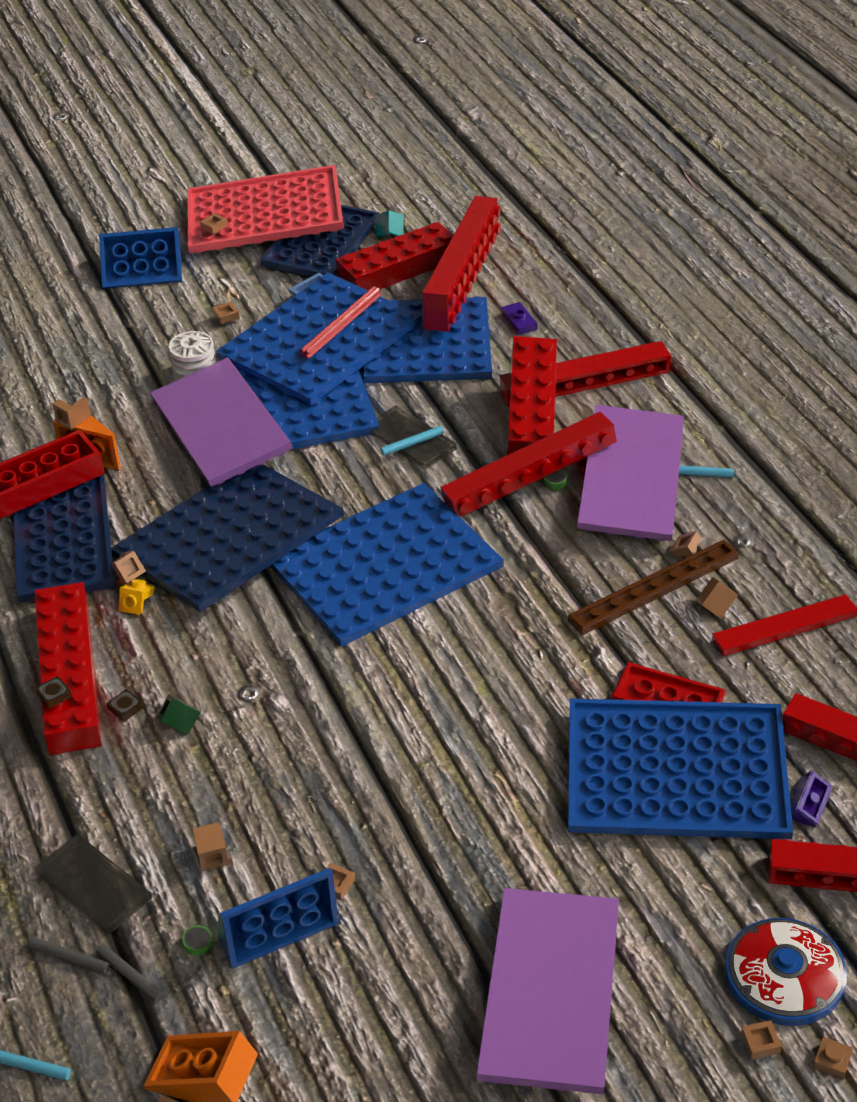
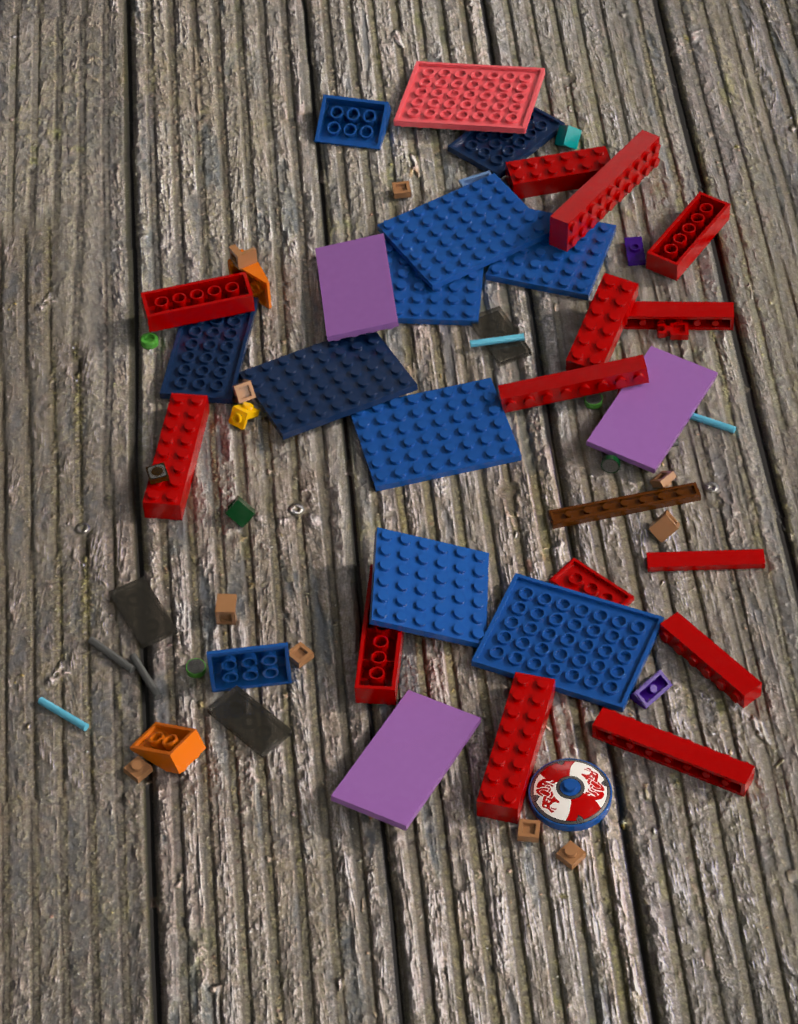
camera: 20 degrees right, 5 degrees up
(125, 705) = (207, 495): dark brown tile -> none
(191, 353) = (356, 222): white wheel -> none
(214, 223) = (420, 104): medium nougat plate -> none
(303, 995) = (249, 721): none -> clear smoke tile
(340, 322) = (482, 223): axle -> none
(439, 825) = (378, 660): none -> red brick
(473, 747) = (429, 588): none -> blue plate
(572, 289) = (687, 236): none -> red brick
(609, 385) = (676, 331): none -> red plate
(615, 543) = (610, 463): none -> tile
(687, 930) = (516, 748): none -> red brick

